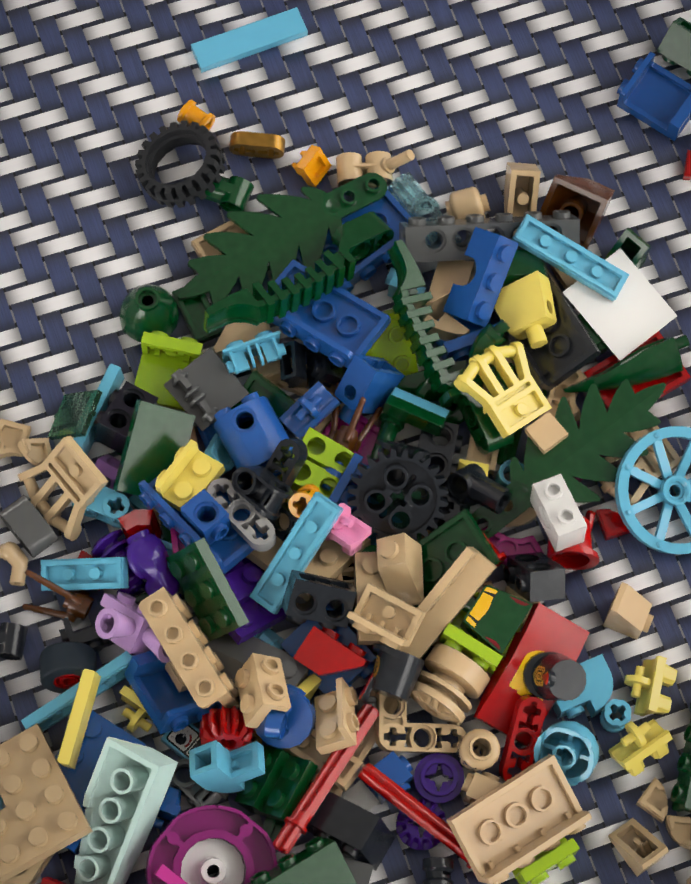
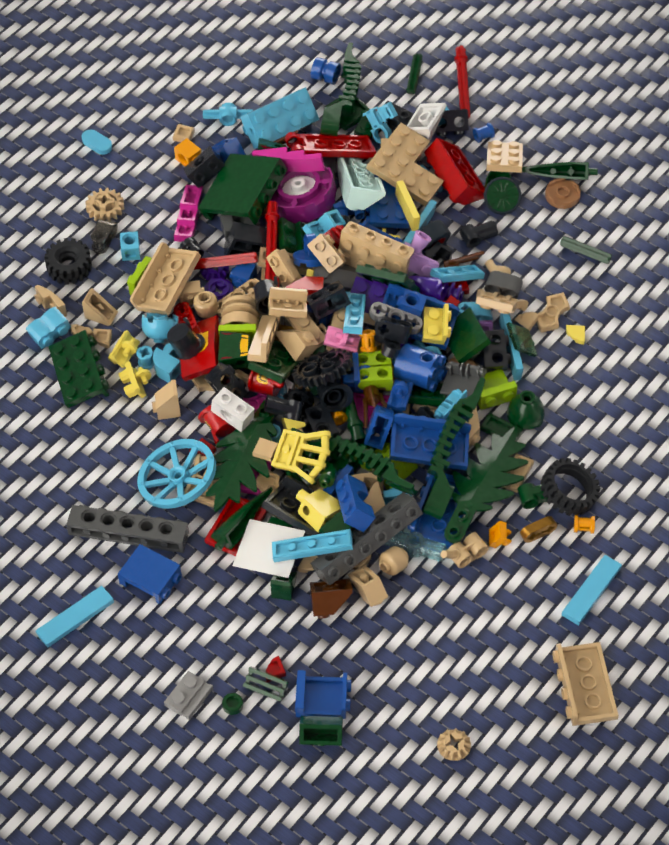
camera: 155 degrees right, 15 degrees down
(416, 411) = (345, 426): dark green slope -> none

